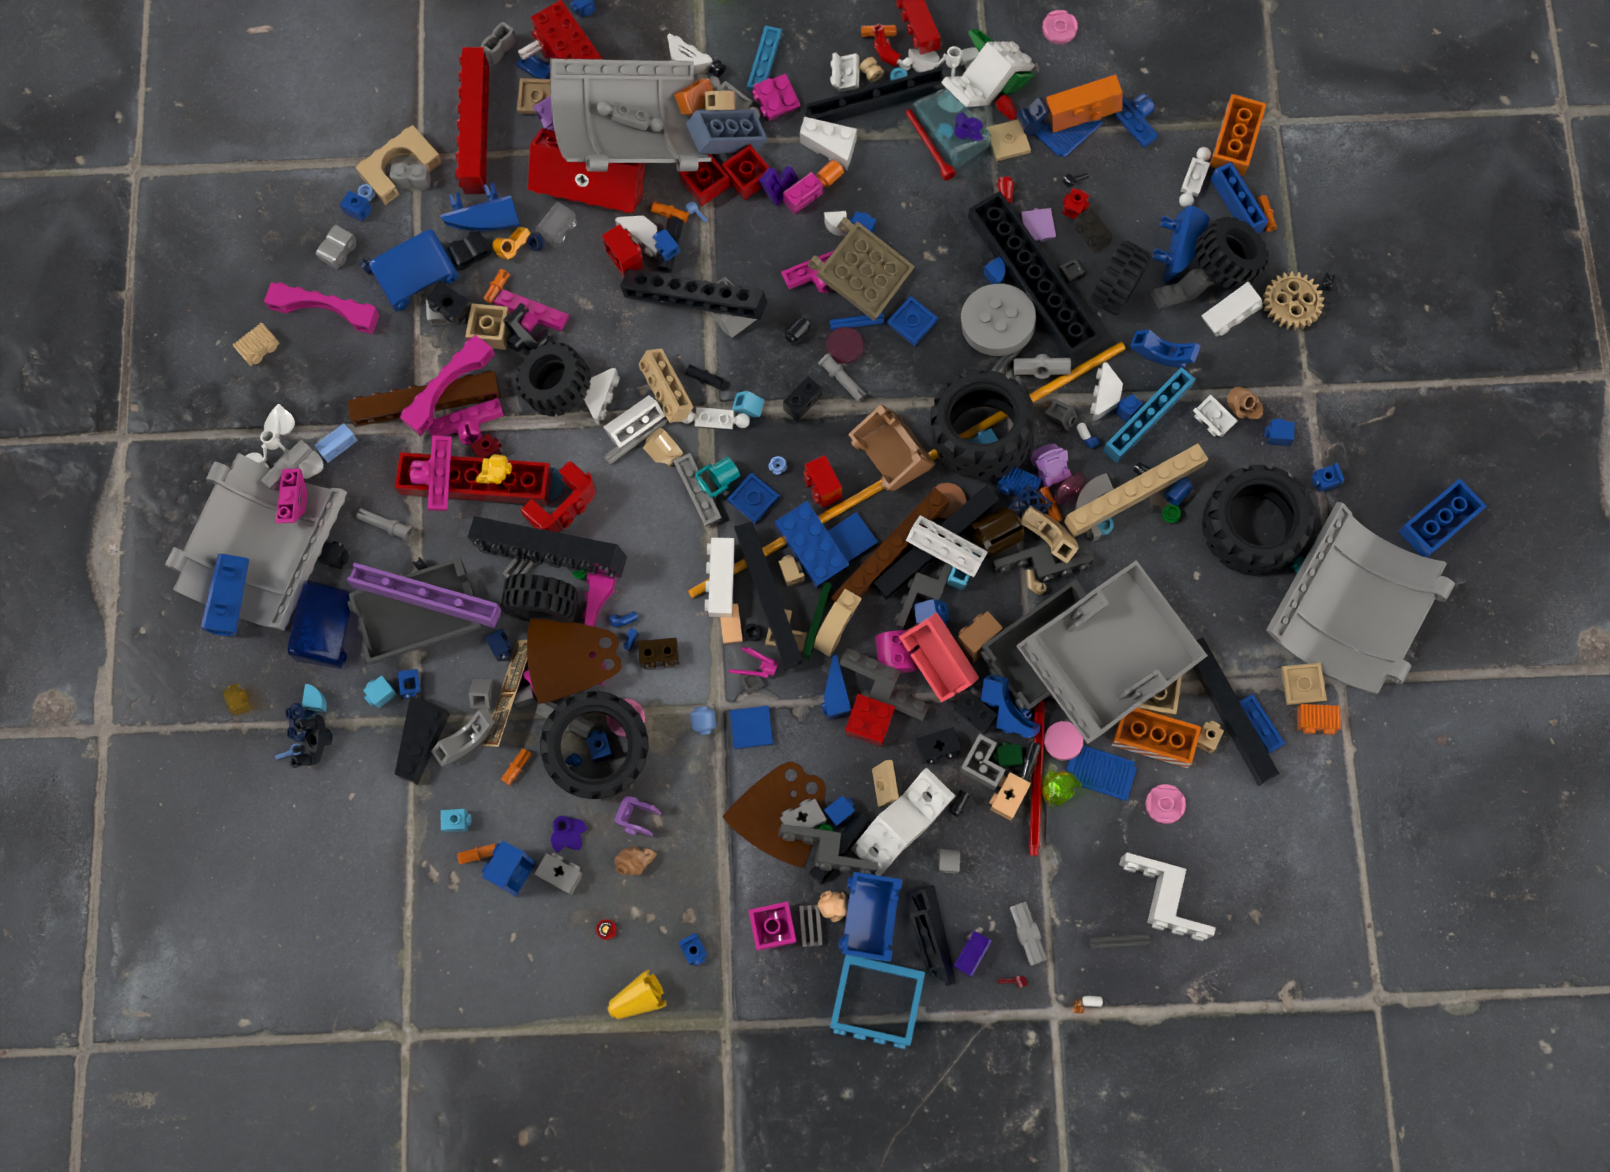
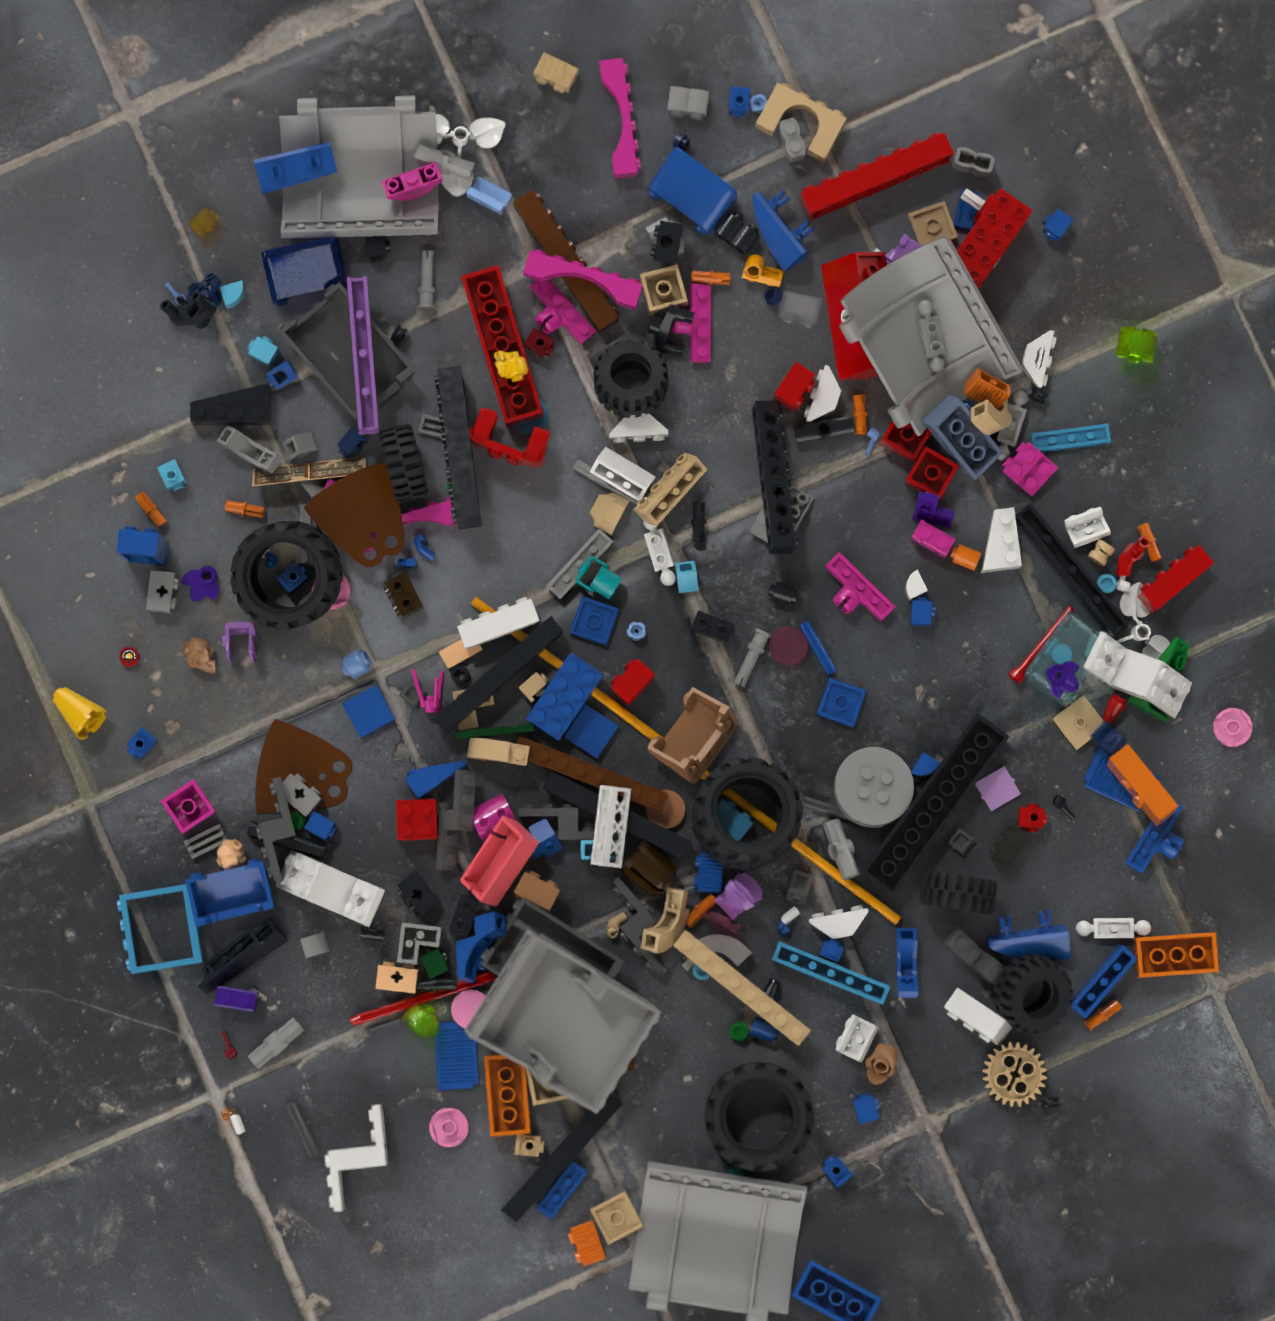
camera: 65 degrees right, 10 degrees up
(435, 473) = (488, 310): dark pink plate -> none
(665, 244) = (815, 427): blue brick -> none
(863, 269) = (870, 633): dark tan plate -> none
(885, 783) = (360, 858): tan plate -> none
(1006, 187) = (1020, 741): red cone -> none
(1038, 495) = (695, 886): dark blue window -> none

